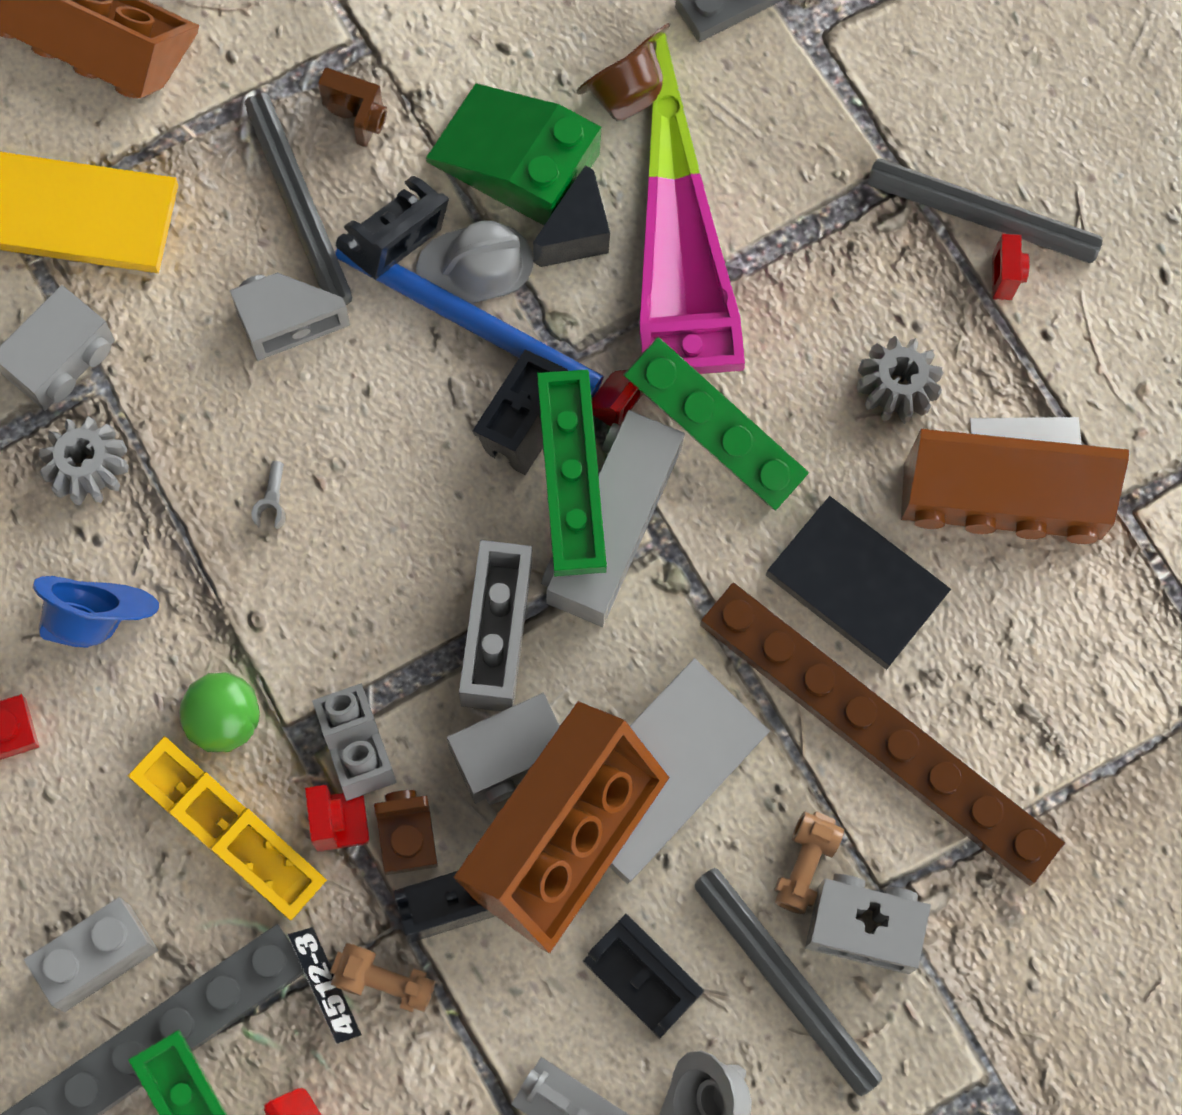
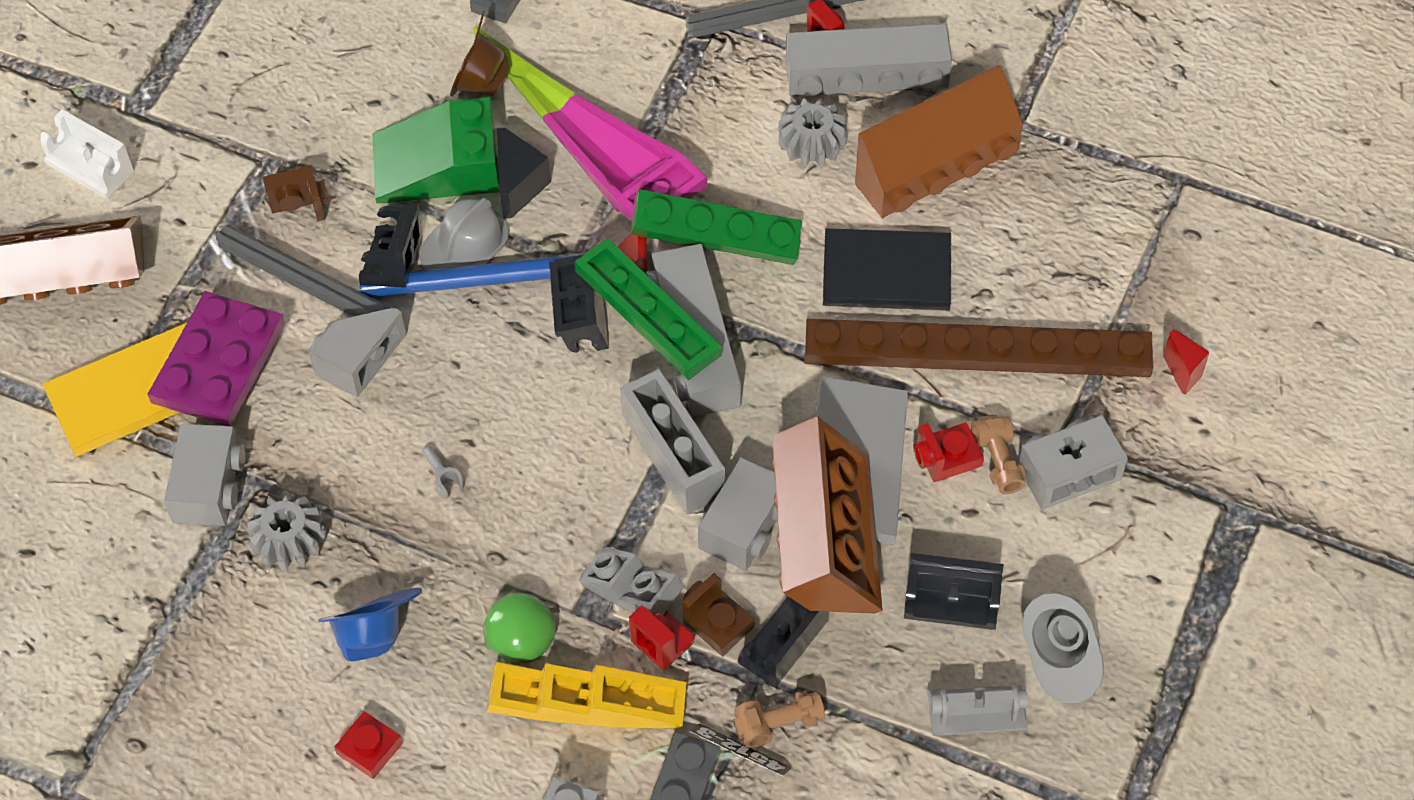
camera: 30 degrees left, 15 degrees down
(150, 234) = (216, 359): none -> magenta plate
(759, 822) = (947, 451): none -> red bracket
(788, 982) = (1049, 533): dark grey axle -> none
(1021, 335) = (868, 60): none -> light grey brick
(1073, 899) = (1185, 360): none -> red slope

